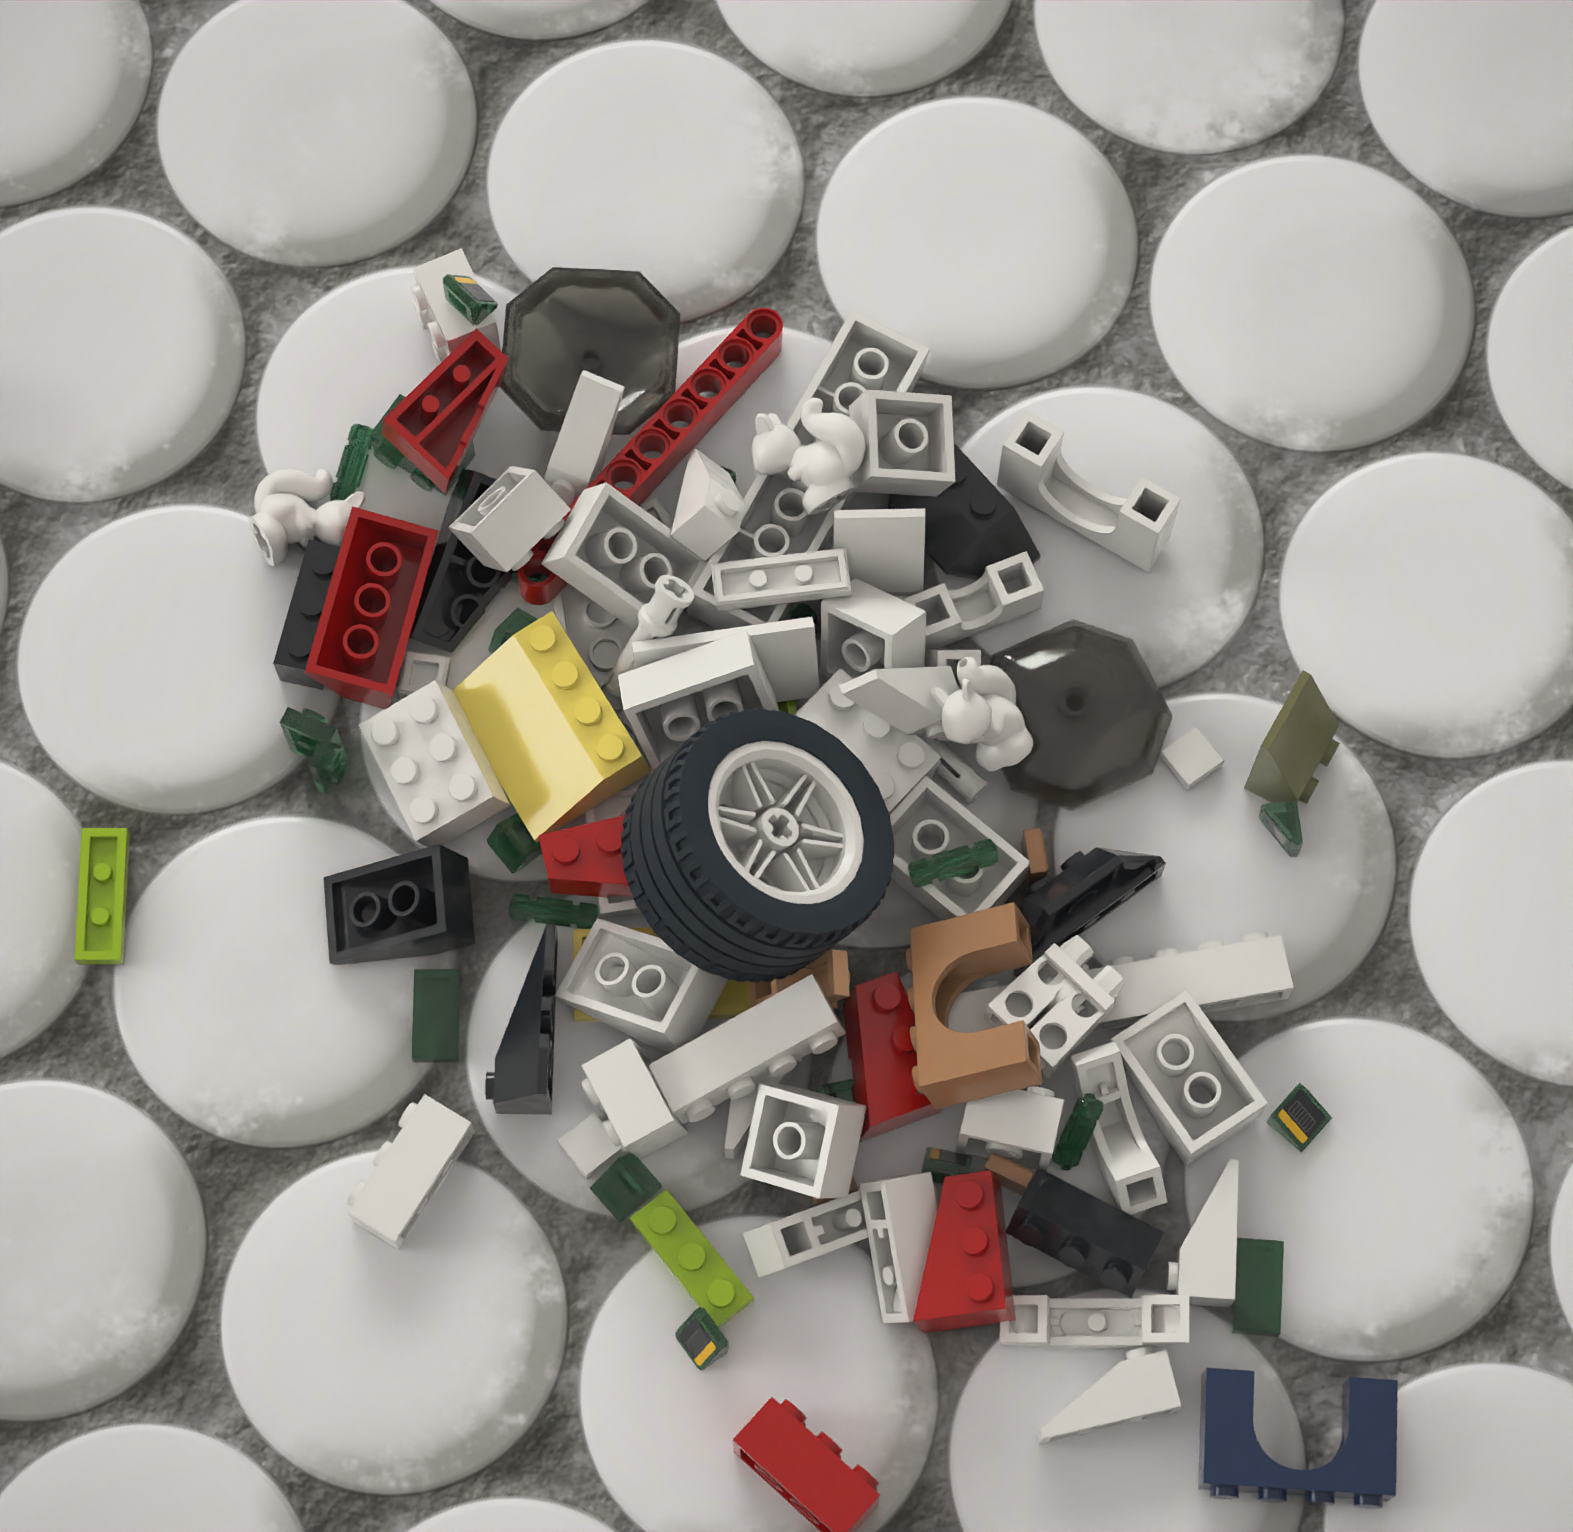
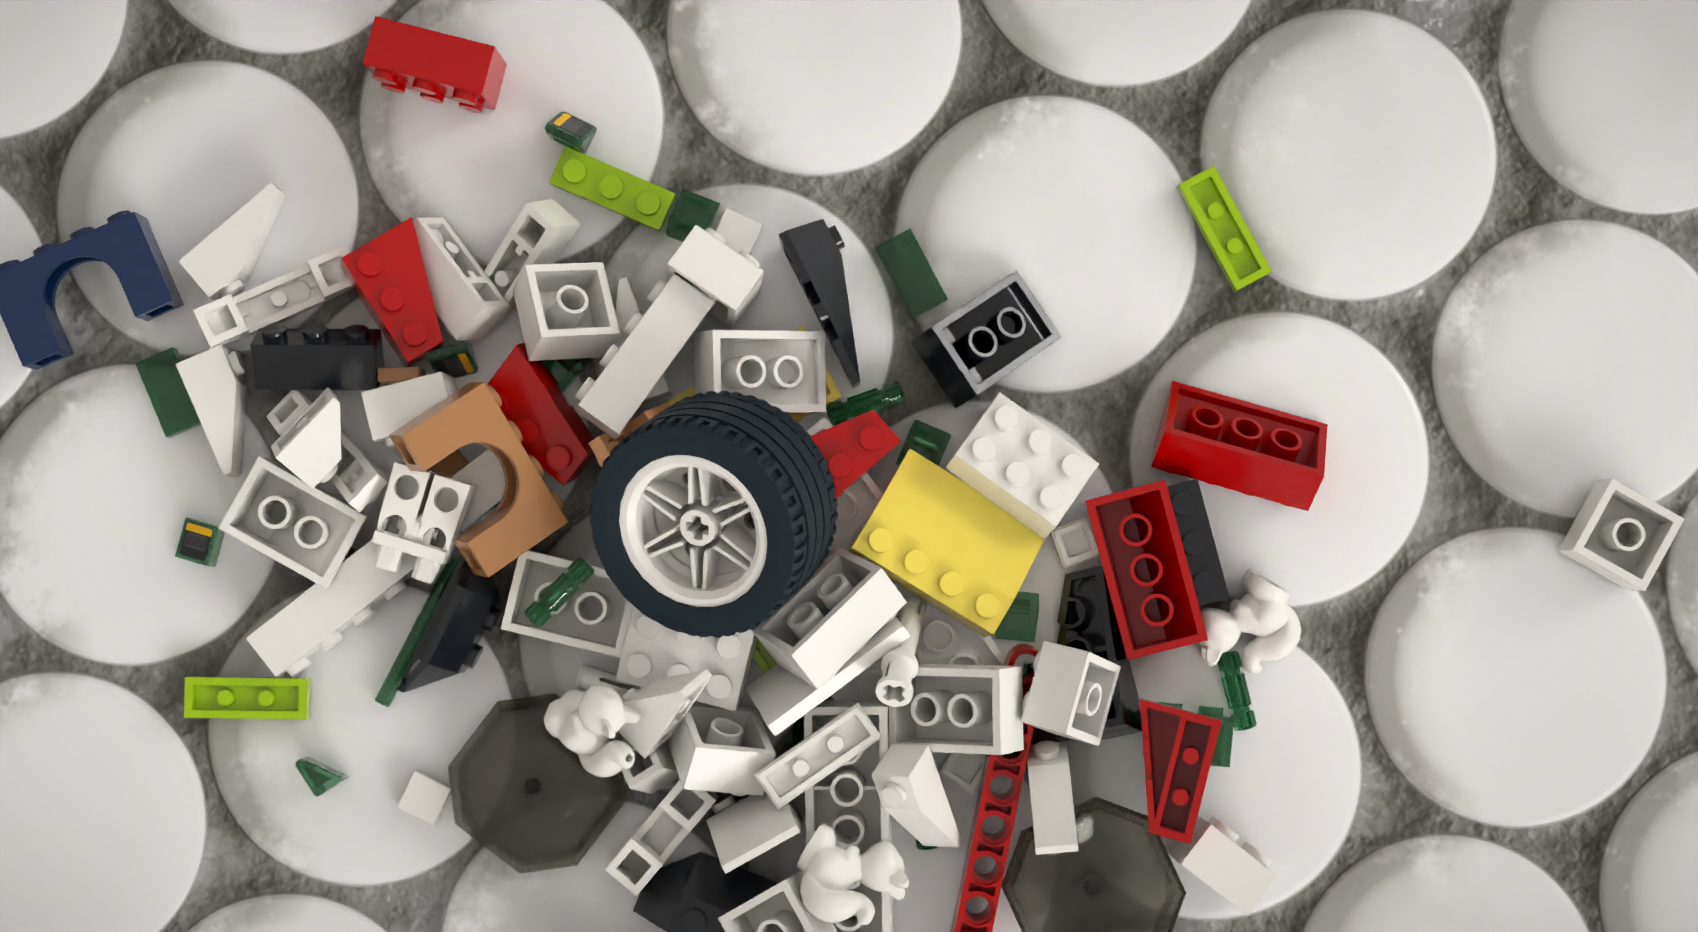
camera: 155 degrees right, 15 degrees up
(210, 681) = (1240, 446): none -> red slope
(314, 739) = (1128, 436): clear green bracket -> none
(409, 1170) = (862, 139): white brick -> none
(468, 298) = (1213, 871): clear green slope -> none
(1034, 850) = (507, 645): medium nougat tile -> none
(1077, 1131) = (358, 437): clear green axle -> none
(1125, 1138) = (313, 441): none -> white slope
(1138, 904) = (388, 690): none -> clear green bar
(1295, 746) = (340, 841): olive slope -> none
(1324, 938) = (247, 697): none -> lime plate

